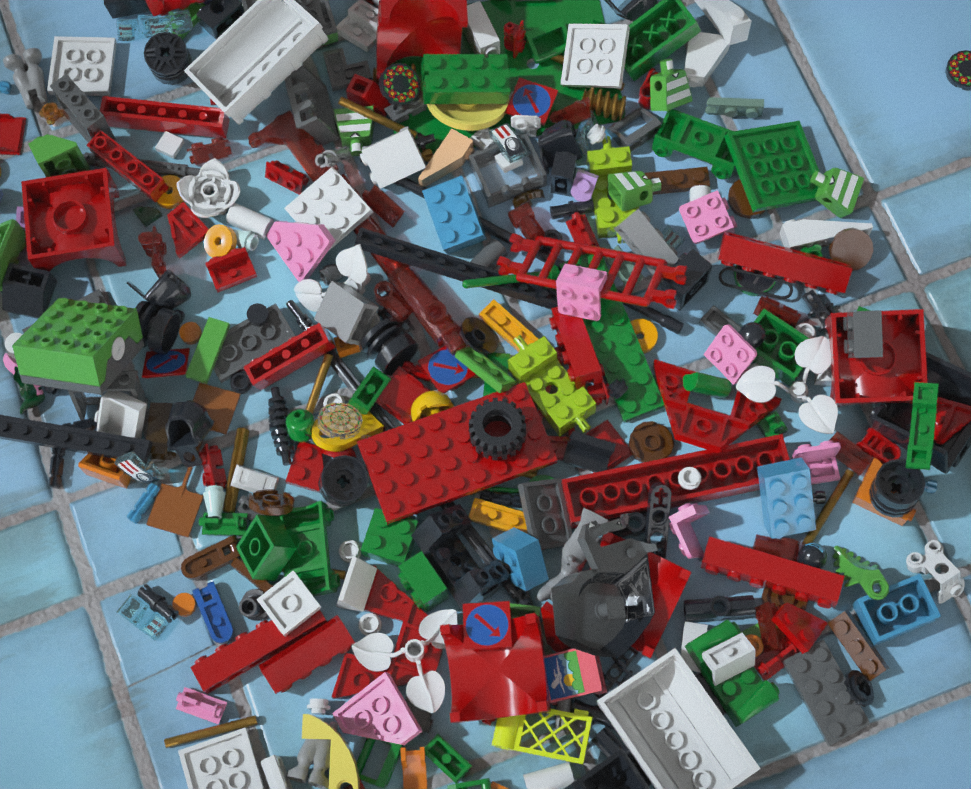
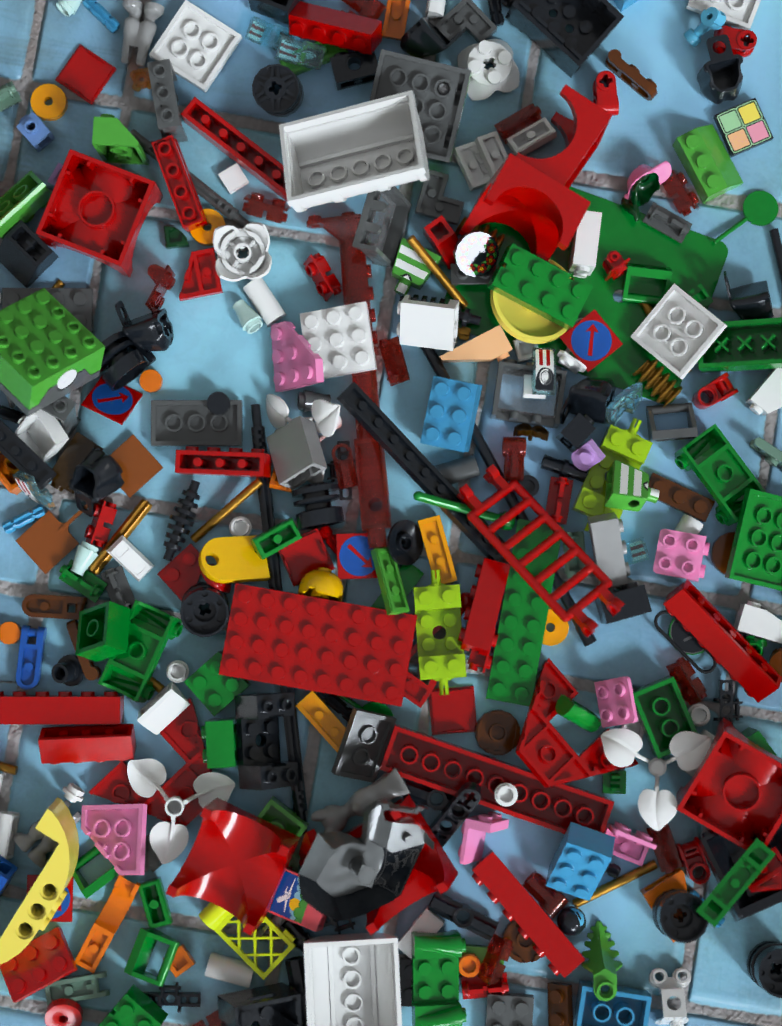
camera: 30 degrees right, 15 degrees up
(207, 350) = (155, 411): bright green tile -> none
(213, 237) = (233, 308): light orange piece -> none
(231, 269) = (220, 342): red bracket -> none
(240, 383) = (167, 457): black plate -> none
(270, 502) = (131, 592): reddish brown tile -> none
(289, 603) = (95, 693): white tile -> none
(299, 425) = (196, 535): green head -> none
(332, 157) = (370, 290): light grey pin -> none
(339, 420) = (232, 553): clear tile -> none
(370, 624) = (157, 747): white plate -> none
(487, 625) = (247, 825): piece -> none
(493, 412) = (382, 645): black tyre -> none
(523, 556) = (318, 772): dark azure brick -> none
(575, 112) = (622, 375): clear red hinge -> none
(580, 291) = (516, 565): bright pink bracket -> none
(588, 452) = (434, 712): black panel -> none
(596, 134) = (629, 412): white plate -> none
(617, 388) = (496, 670): black plate -> none
(669, 88) = (726, 407): bright green torso -> none
(715, 320) = (630, 662): dark grey tile -> none
(730, 658) = (440, 969): white panel -> none
(753, 334) = (645, 698): black piece -> none
(799, 626) = (519, 975): red wing -> none
(863, 334) = (737, 774): dark grey brick -> none

